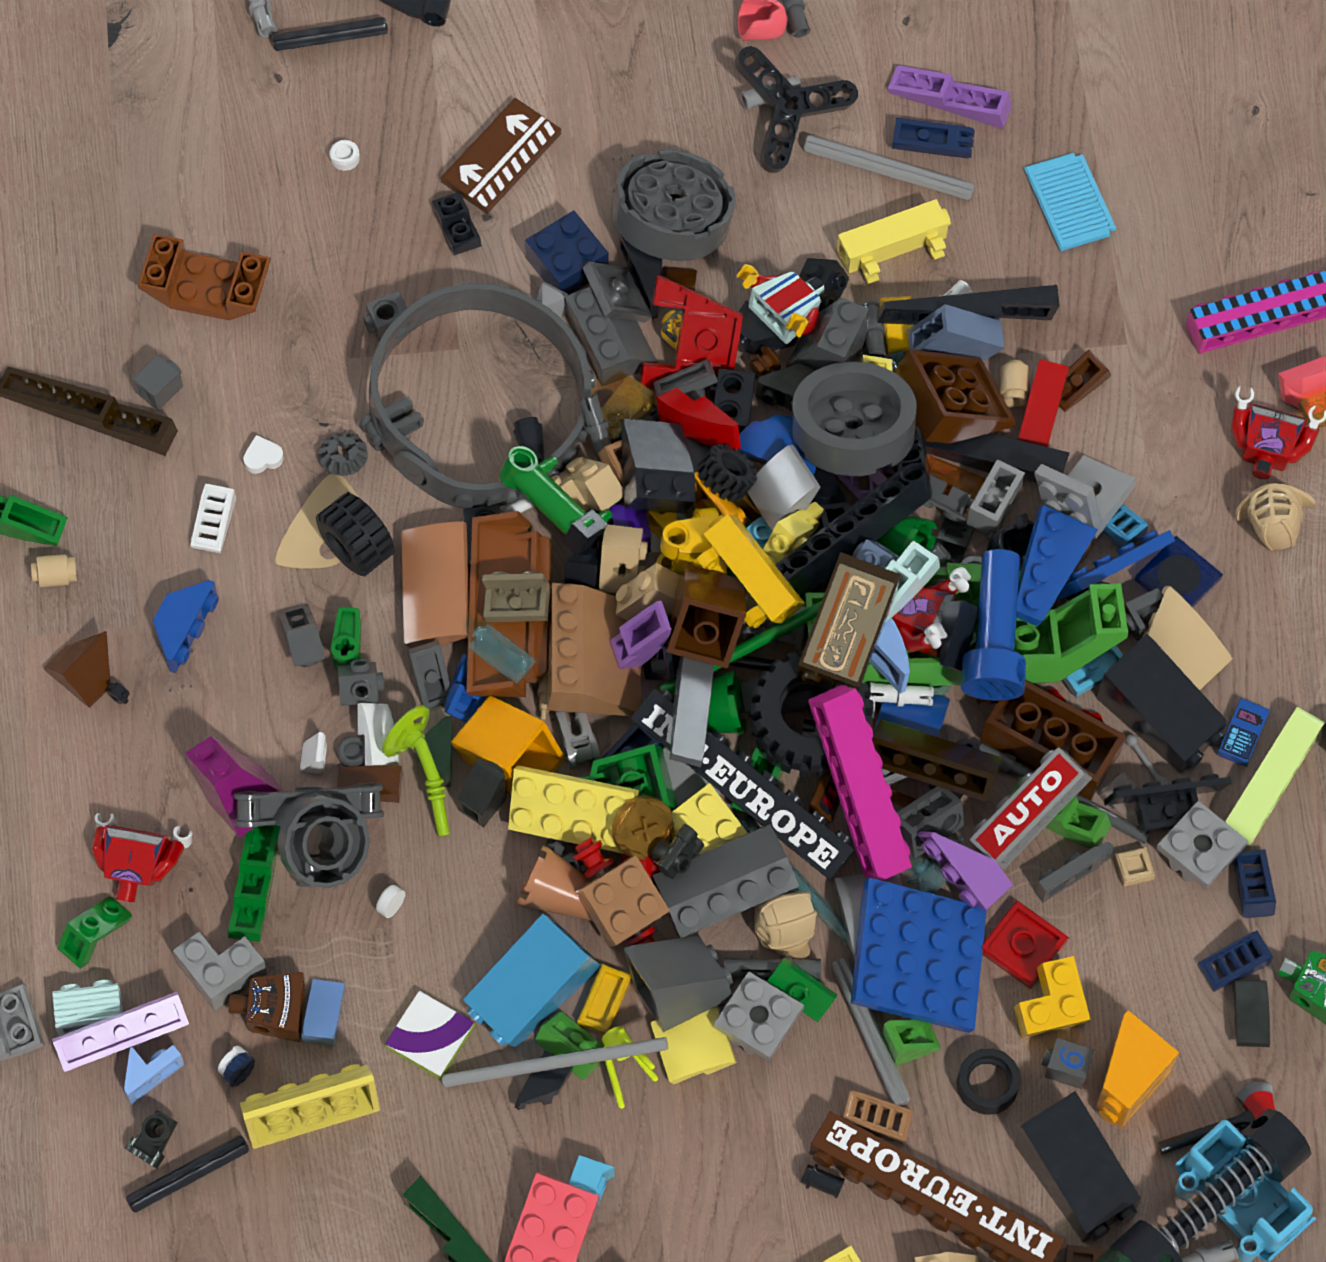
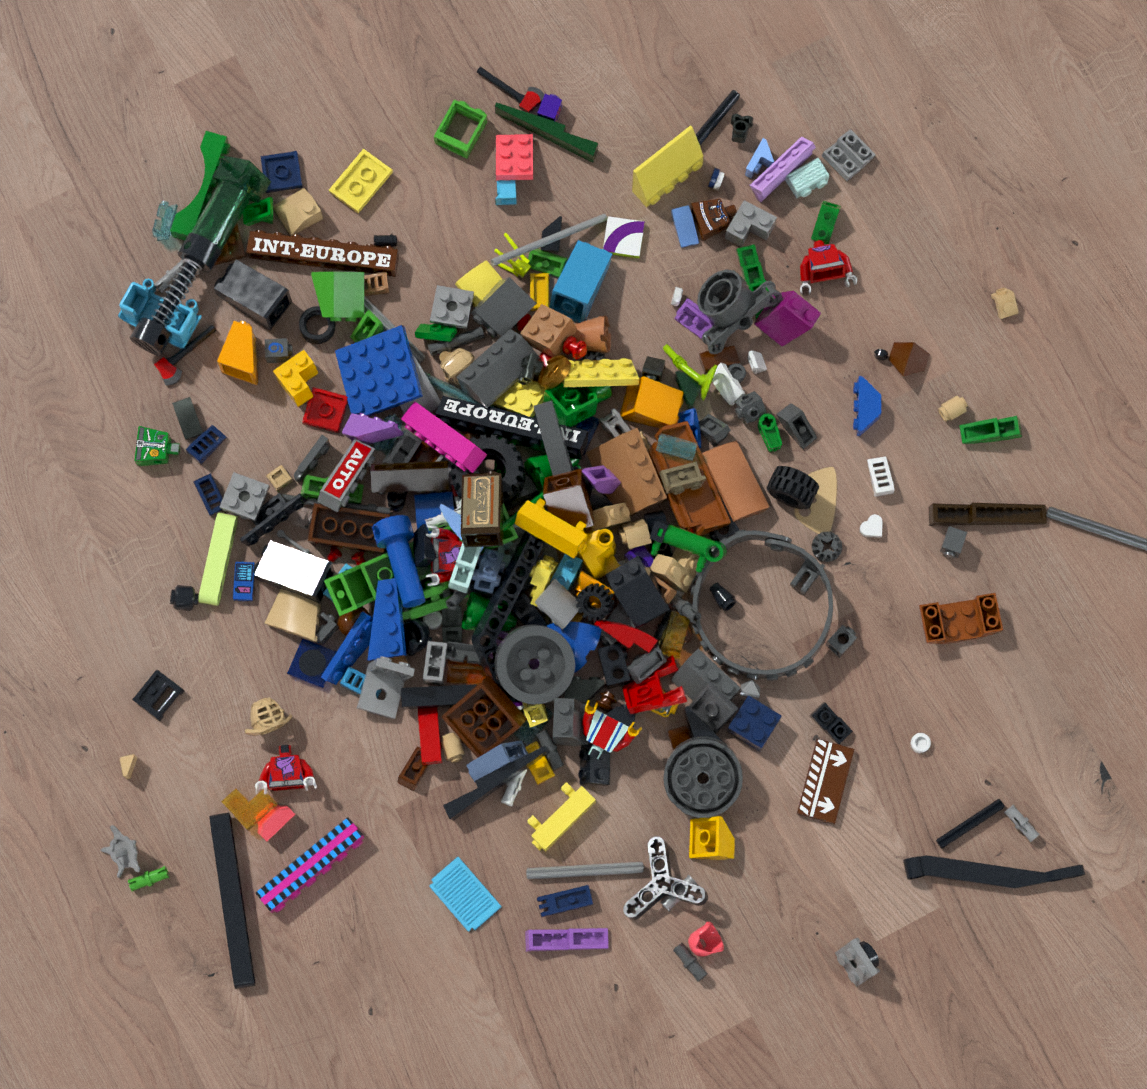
camera: 160 degrees right, 10 degrees up
(382, 860) = (693, 318): none -> medium lavender hinge
(699, 130) = (711, 839): none -> yellow slope
(934, 1106) = (340, 294): none -> bright green slope

